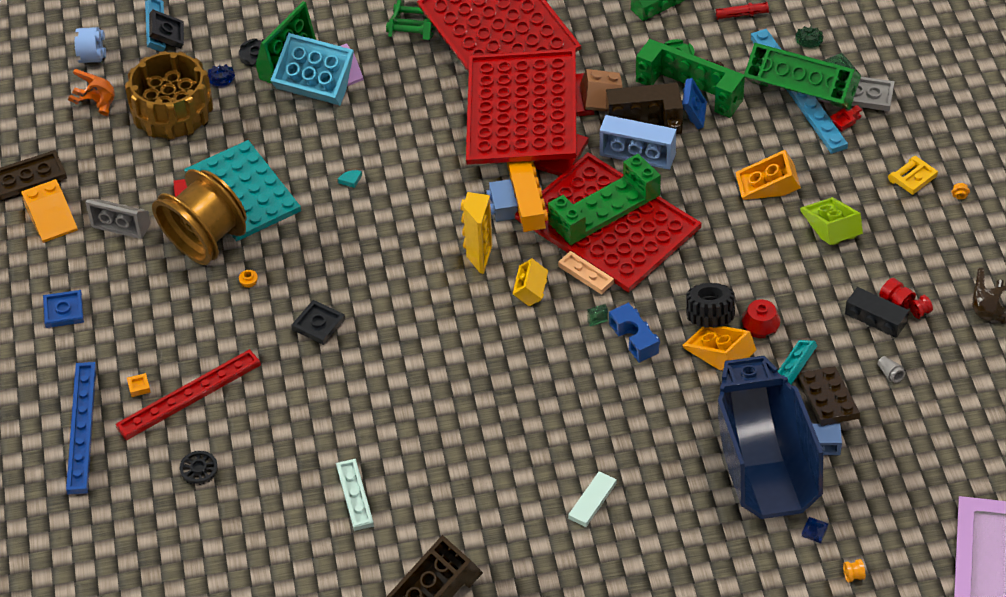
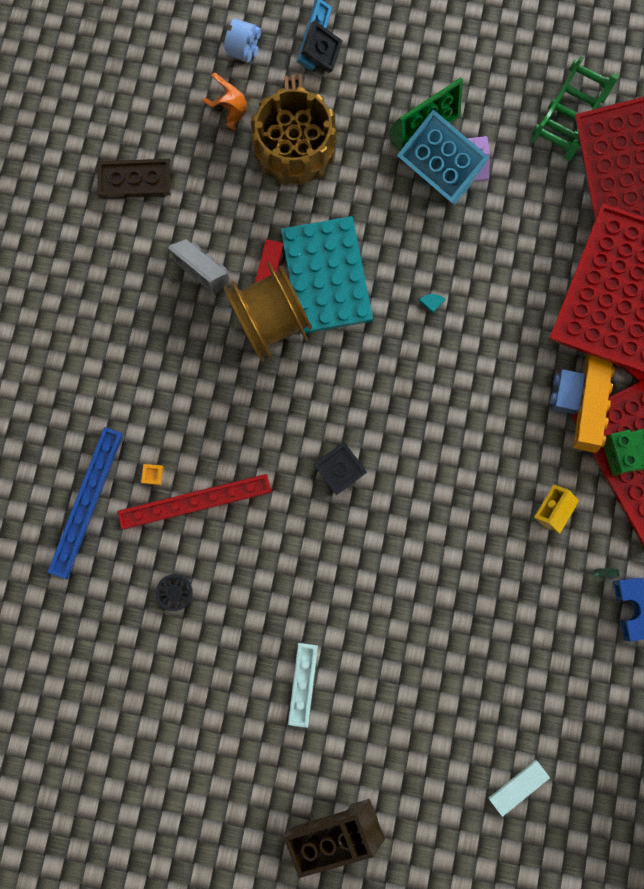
camera: 25 degrees right, 30 degrees up
(49, 211) = (140, 231): light orange slope -> none
(63, 308) = (116, 352): blue tile -> none
(227, 75) = (360, 127): clear blue gear -> none
(248, 278) = (294, 392): light orange plate -> none
(249, 52) = (396, 104): black tile -> none
(477, 229) = (528, 437): yellow slope -> none
(586, 272) = (614, 514): light nougat plate -> none

